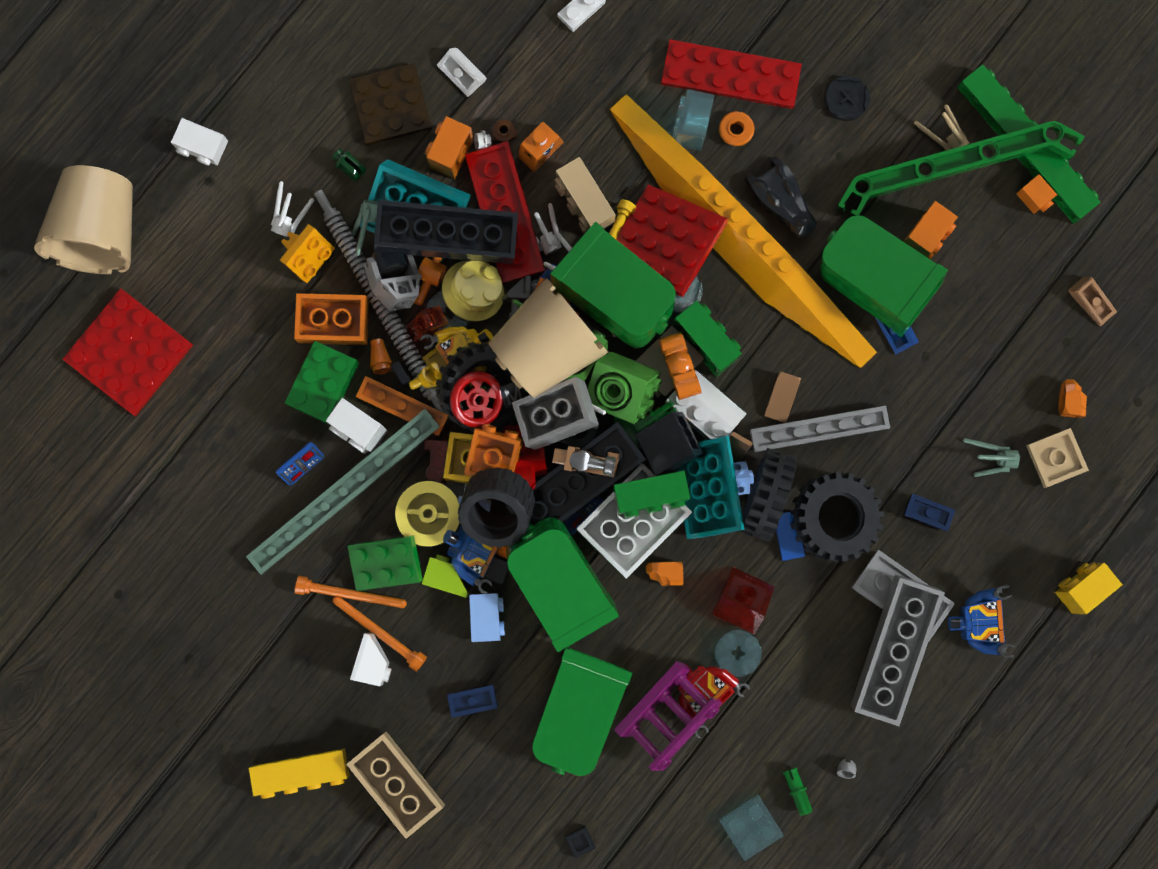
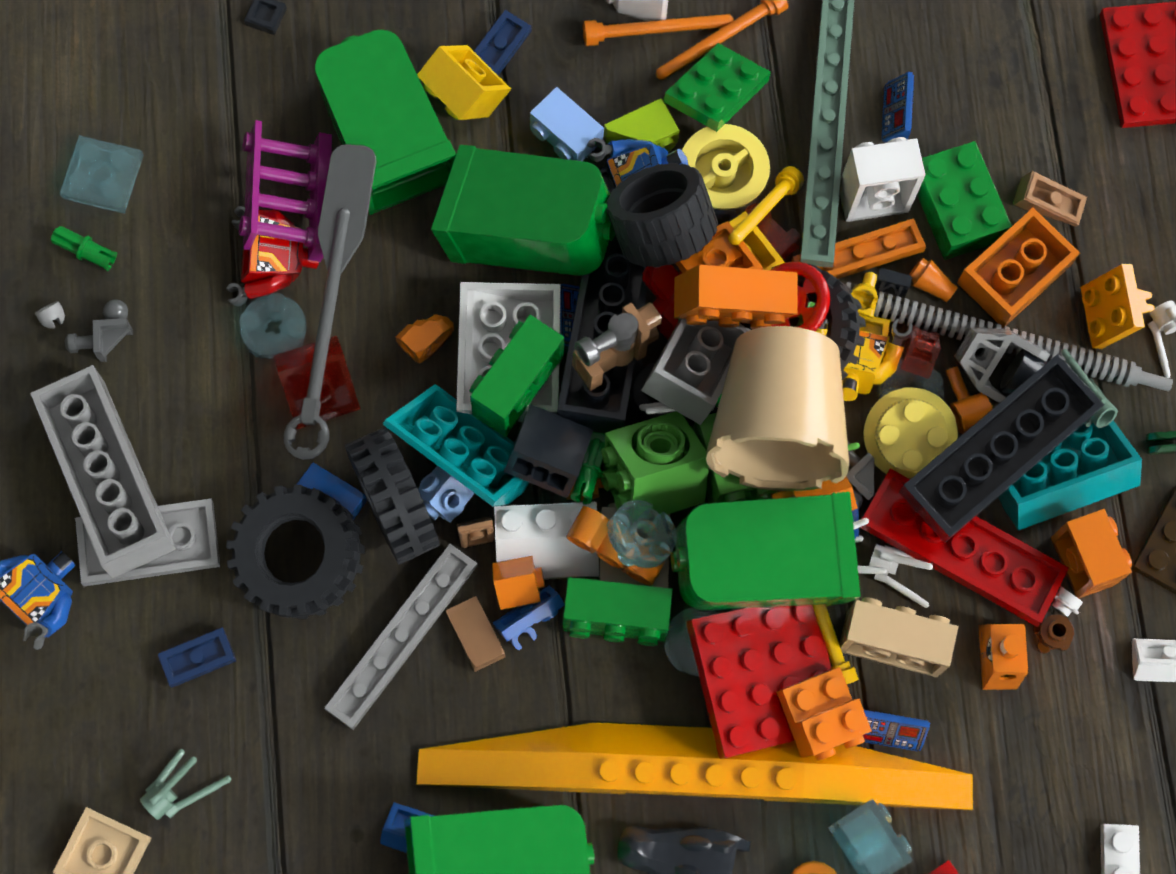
camera: 135 degrees right, 10 degrees down
(273, 342) = (1049, 199): none -> medium nougat slope
(399, 477) = (787, 183): none -> yellow piece
(511, 419) = (735, 296): none -> orange brick
(518, 691) = (463, 82): none -> yellow brick
(628, 164) = (896, 731): none -> slope
(657, 195) = (823, 714): none -> orange plate
(668, 658) = (339, 234): none -> dark grey piece
(679, 356) = (630, 546): none -> clear light blue plate
(740, 400) = (517, 582): none -> orange brick
(749, 380) = (522, 617): none -> blue plate
(829, 728) = (106, 332): none -> dark grey piece

